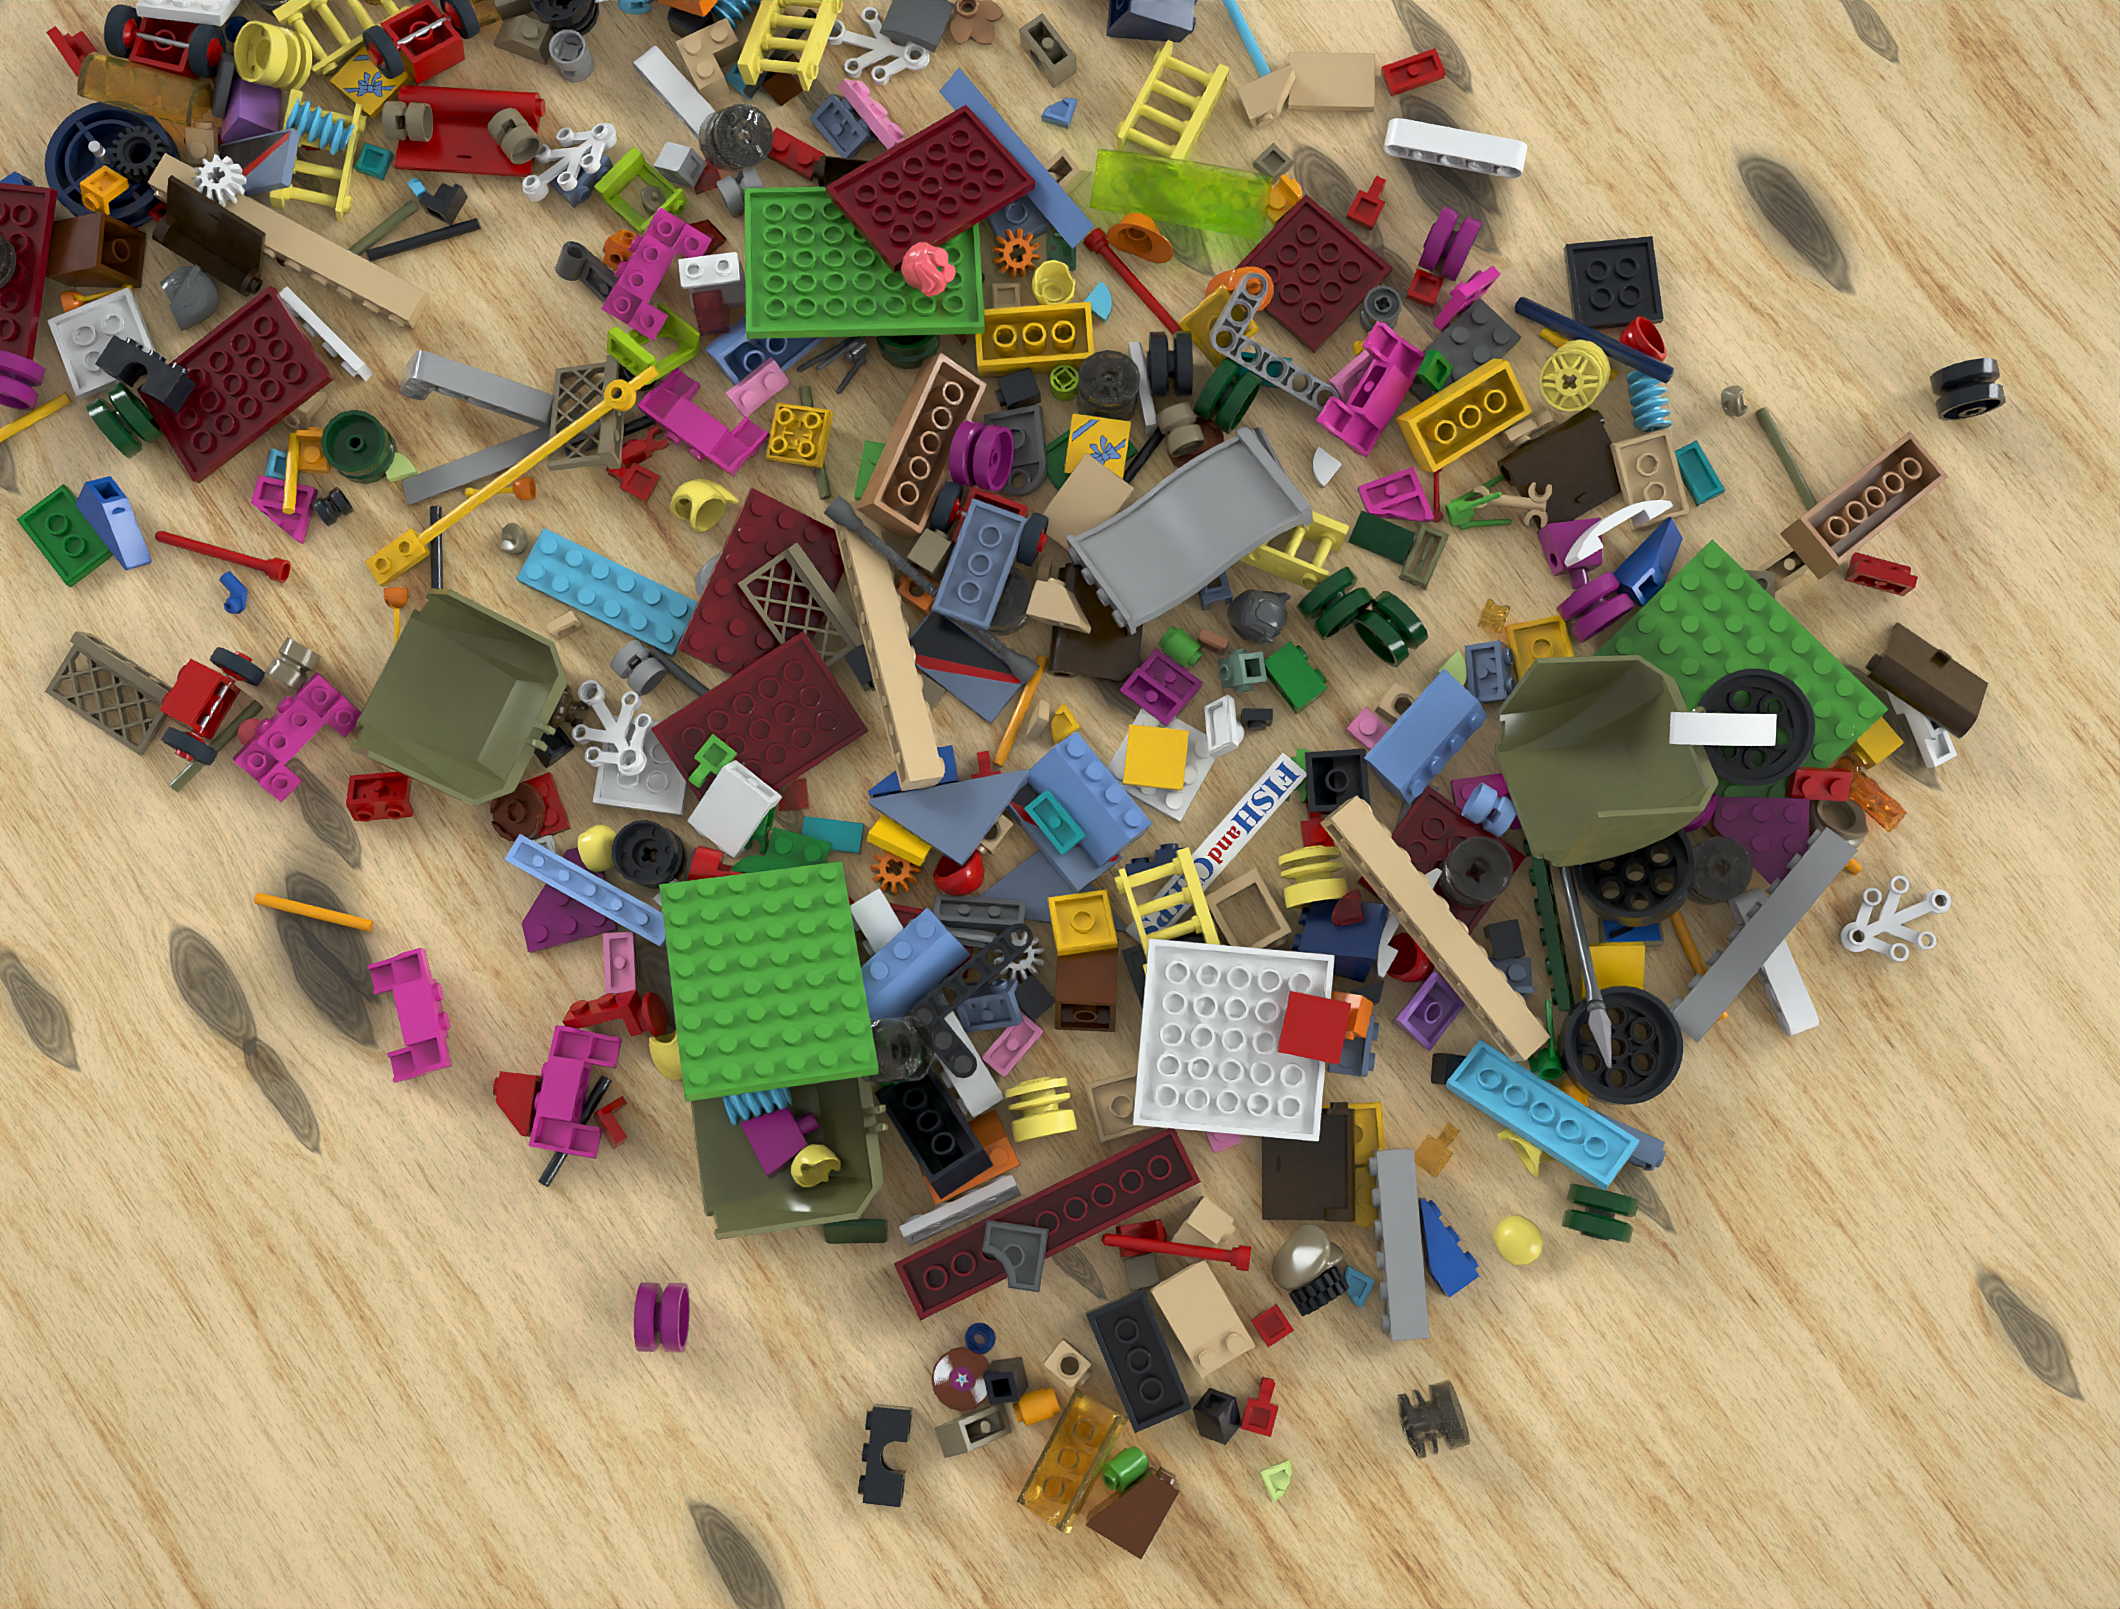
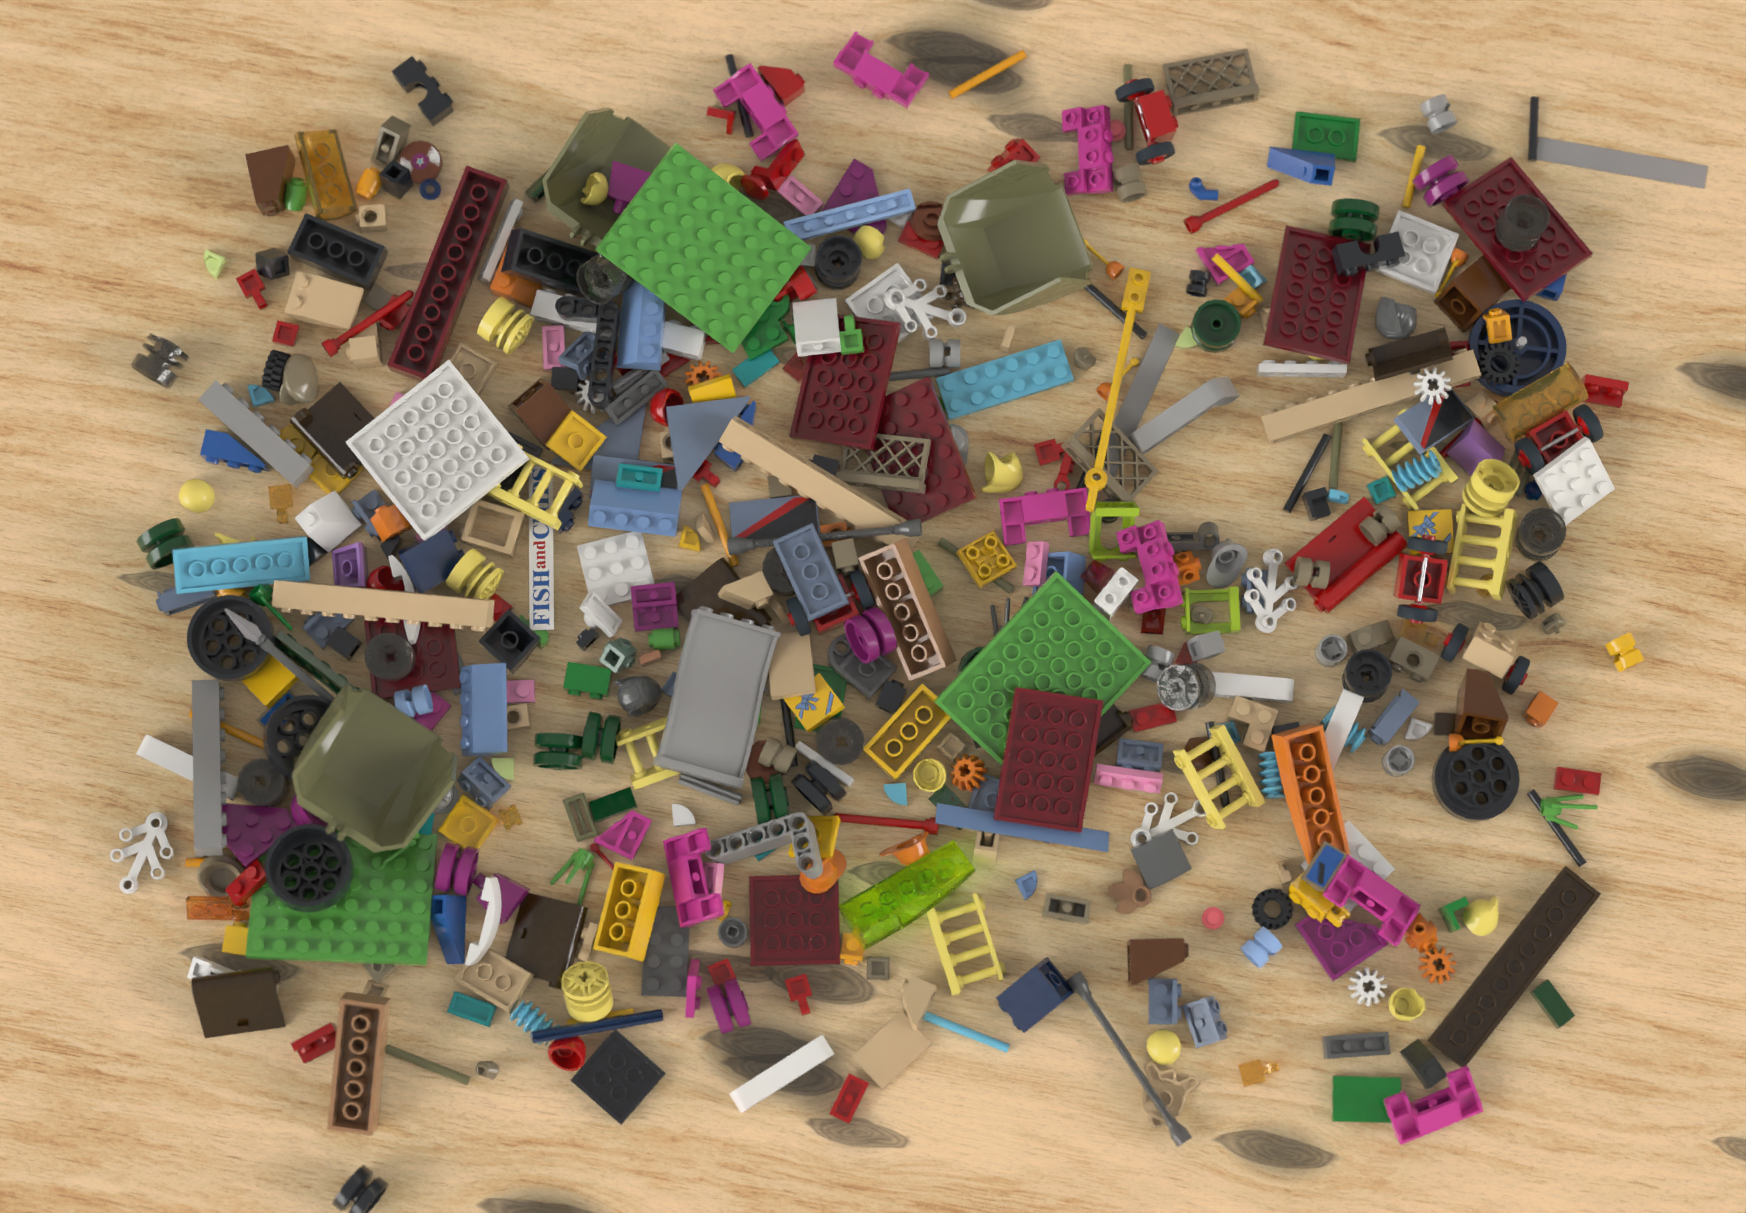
camera: 130 degrees right, 0 degrees up
(222, 85) = (1503, 447): dark grey tile -> none
(581, 223) = (1225, 563): none -> light grey piece
(661, 1317) = (600, 47): magenta wheel -> none
(920, 268) = (994, 699): coral hair -> none
(1019, 1250) = (448, 244): dark grey tile -> none
(1064, 389) = (868, 728): lime wheel -> none
(1155, 757) = (620, 564): yellow tile -> none
(1314, 1027) = (399, 493): red tile -> none
(1348, 909) = (439, 573): clear red tile -> none
(1407, 1080) = (328, 521): none -> white slope
(1434, 370) = (669, 922): green plate -> none
(1535, 504) = (545, 899): tan bar -> none
(1722, 729) = (319, 836): white slope -> none

